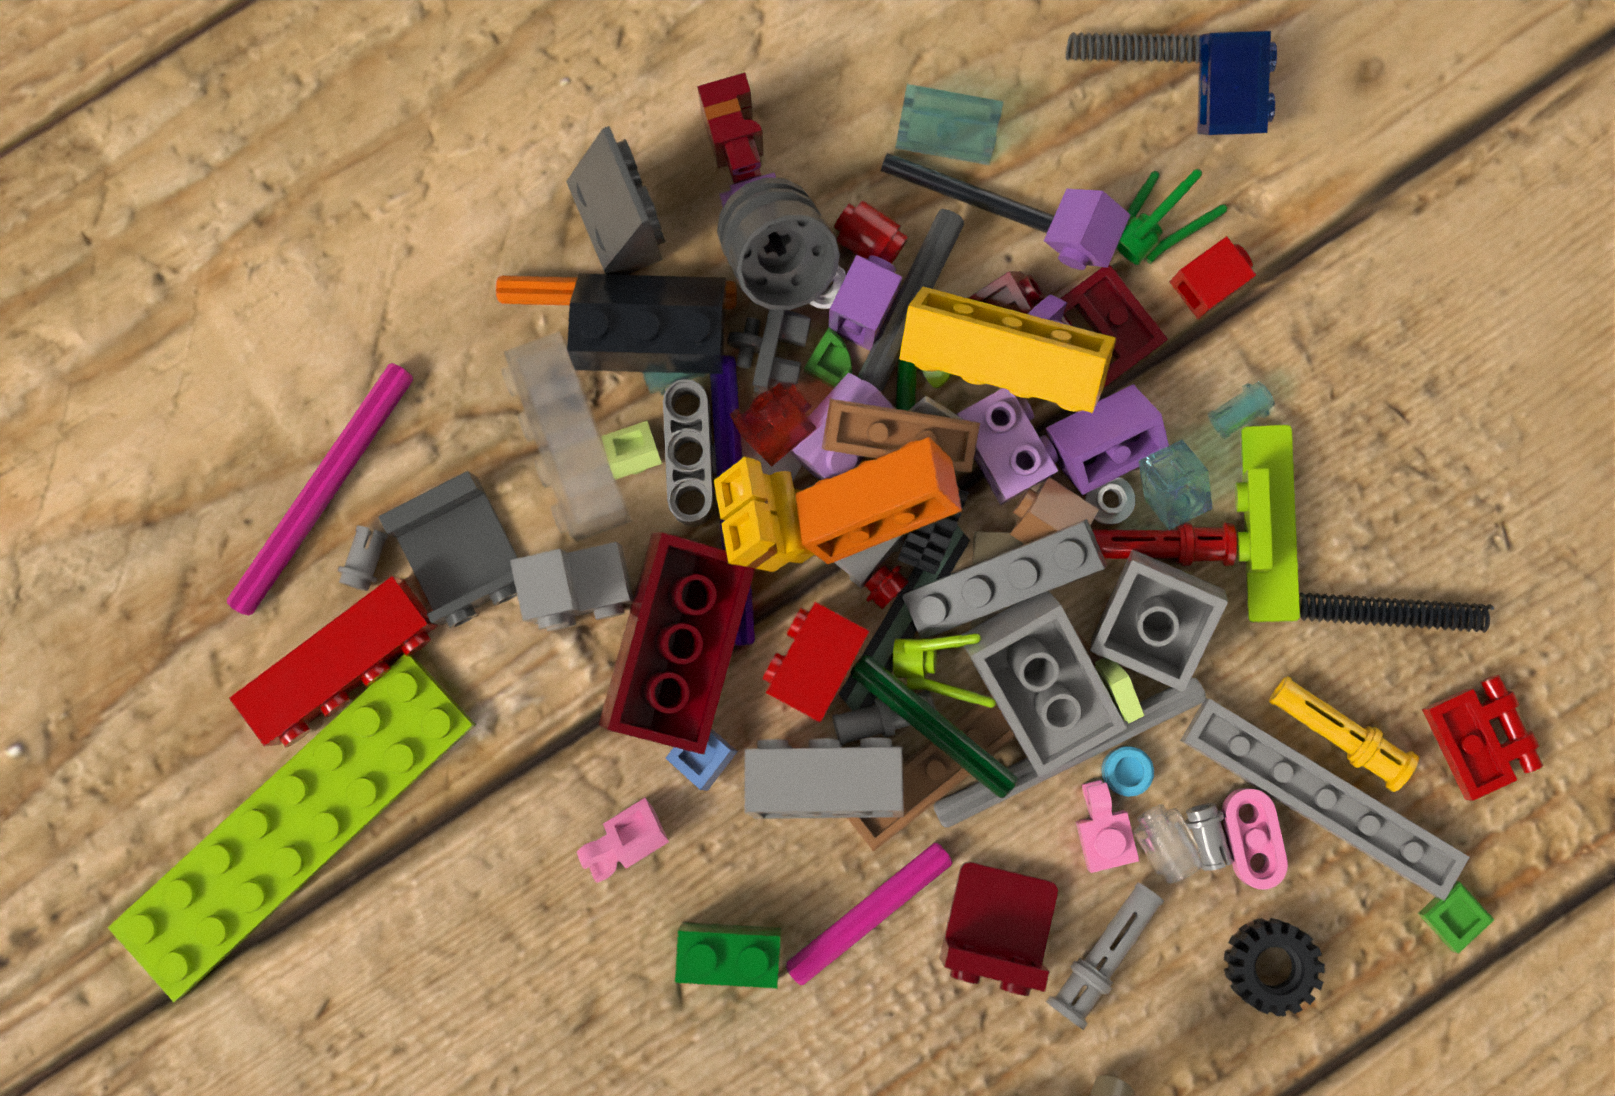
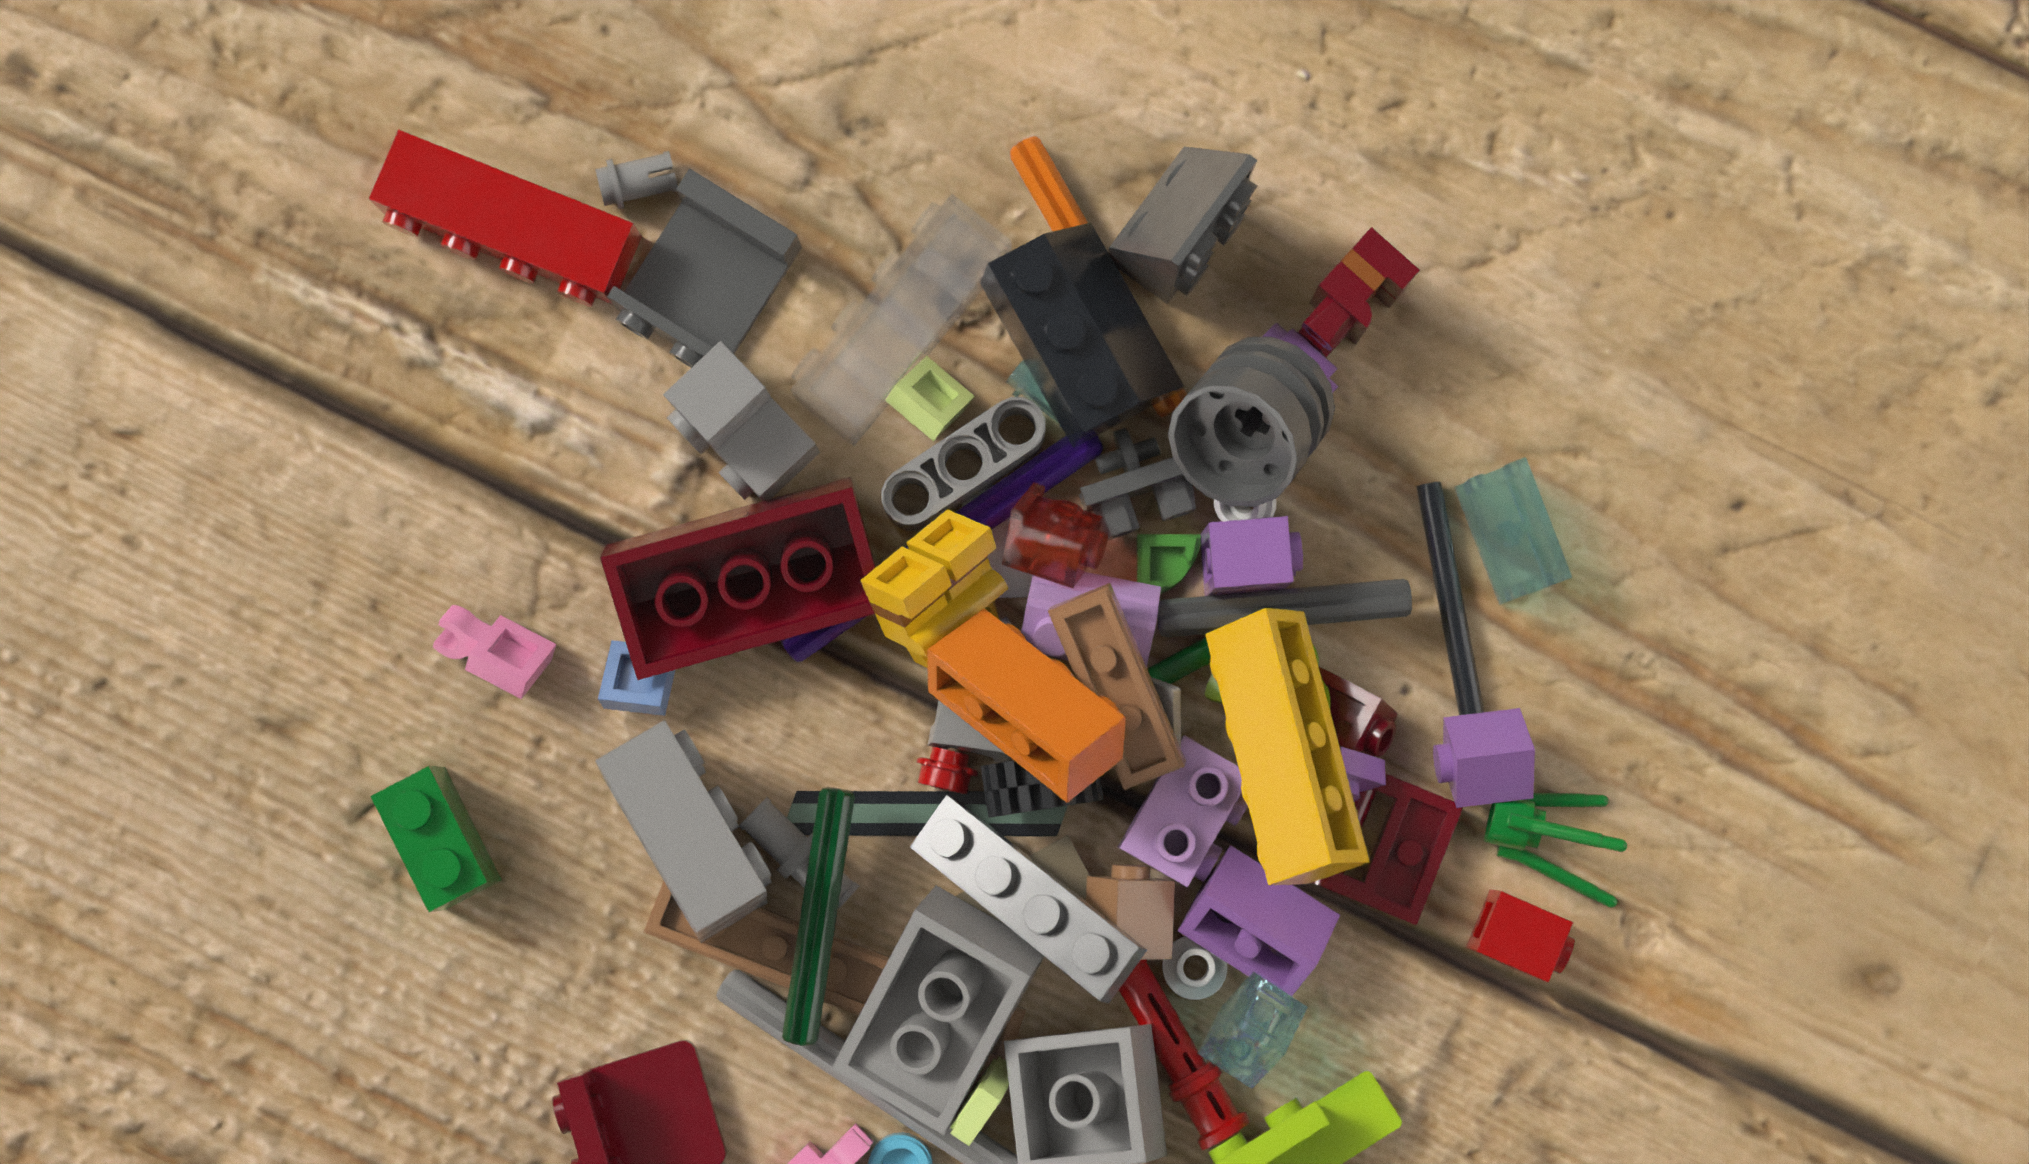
camera: 60 degrees right, 0 degrees up
(291, 827) = (304, 281): lime plate -> none
(319, 490) = (686, 86): dark pink axle -> none
(815, 661) = (810, 741): red brick -> none
(868, 914) = (572, 967): dark pink axle -> none
(869, 232) = (1333, 518): red brick -> none
(919, 657) = (887, 855): lime plant -> none
(1122, 39) = (1705, 627): dark grey piece -> none
(1235, 83) = (1759, 830): clear blue brick -> none
(1242, 409) = (1388, 1057): clear light blue pin -> none

